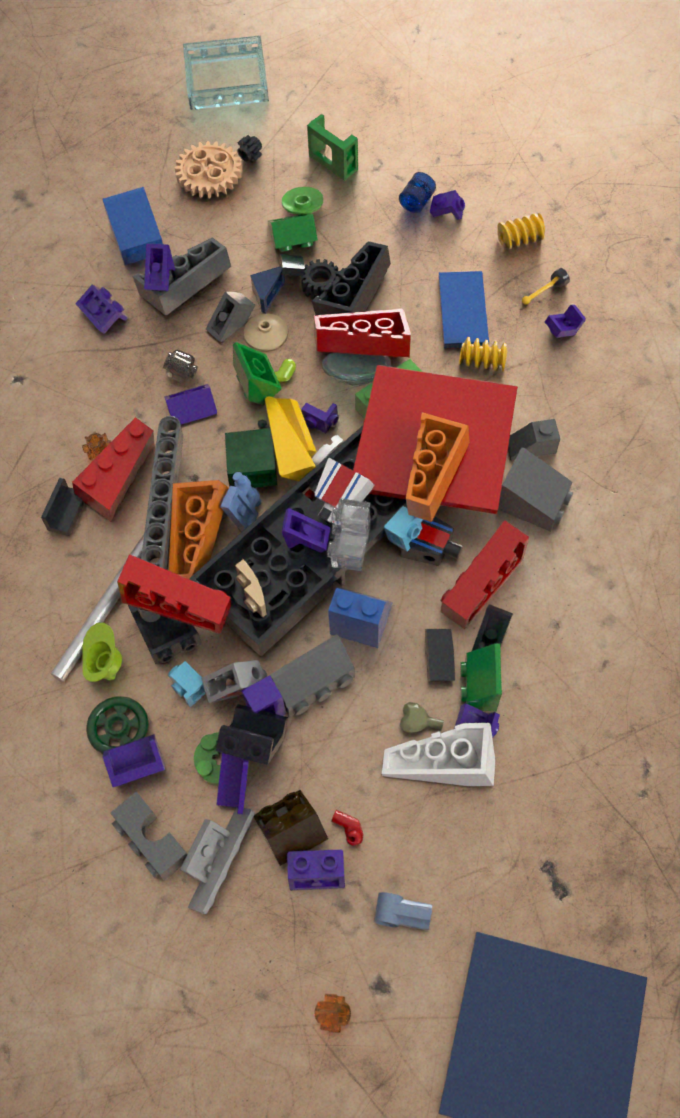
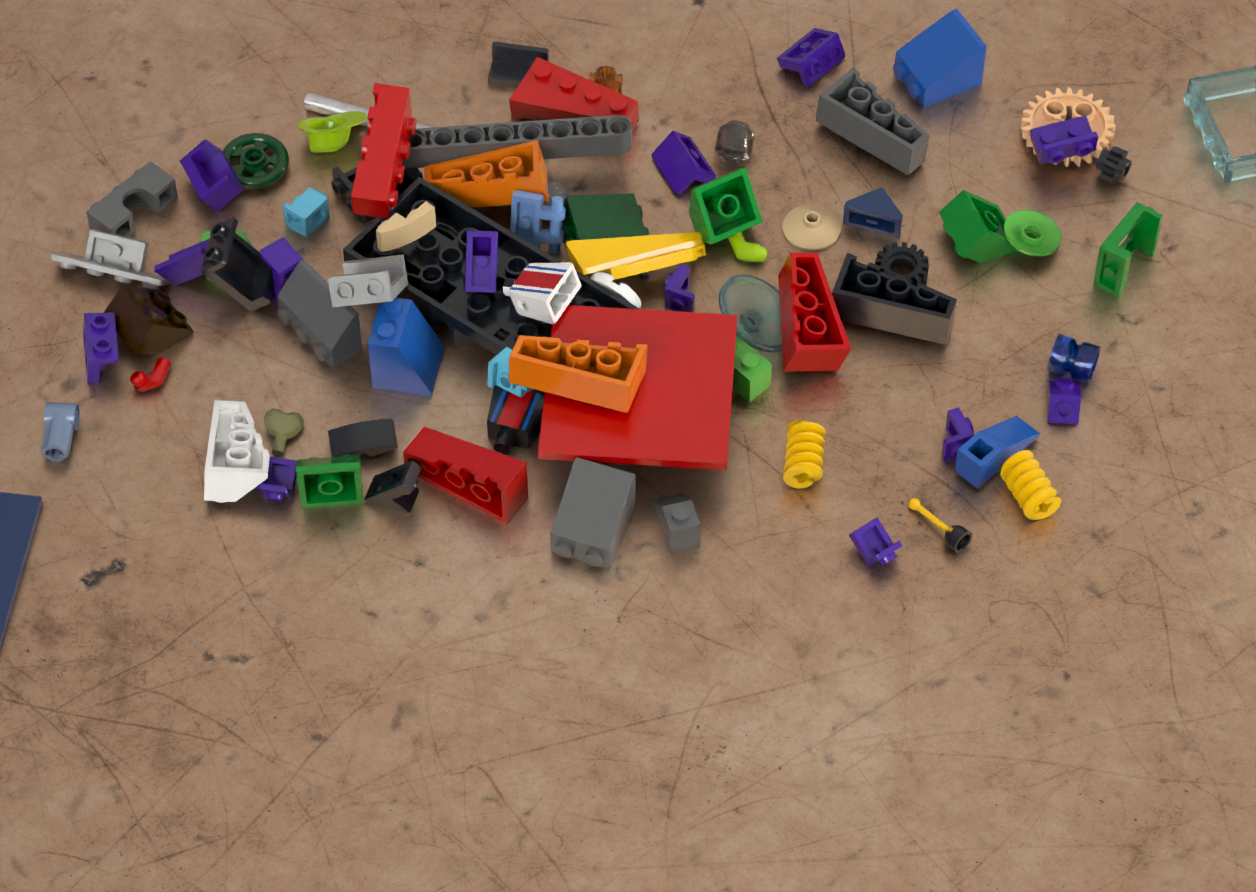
camera: 80 degrees right, 10 degrees down
(157, 267) = (856, 77): dark purple slope -> none
(230, 166) = (1063, 140): none -> dark purple bracket
(230, 315) = (824, 182): dark grey slope -> none
(241, 673) = (302, 236): light grey torso -> none
(292, 265) = (913, 229): black slope -> none
(315, 618) = (368, 281): none -> light grey panel
(351, 534) = (479, 308): clear brick -> none
(462, 308) = (884, 432): blue tile -> none
(475, 262) = (960, 431): none -> dark purple bracket
(491, 245) = (990, 448): none -> blue slope

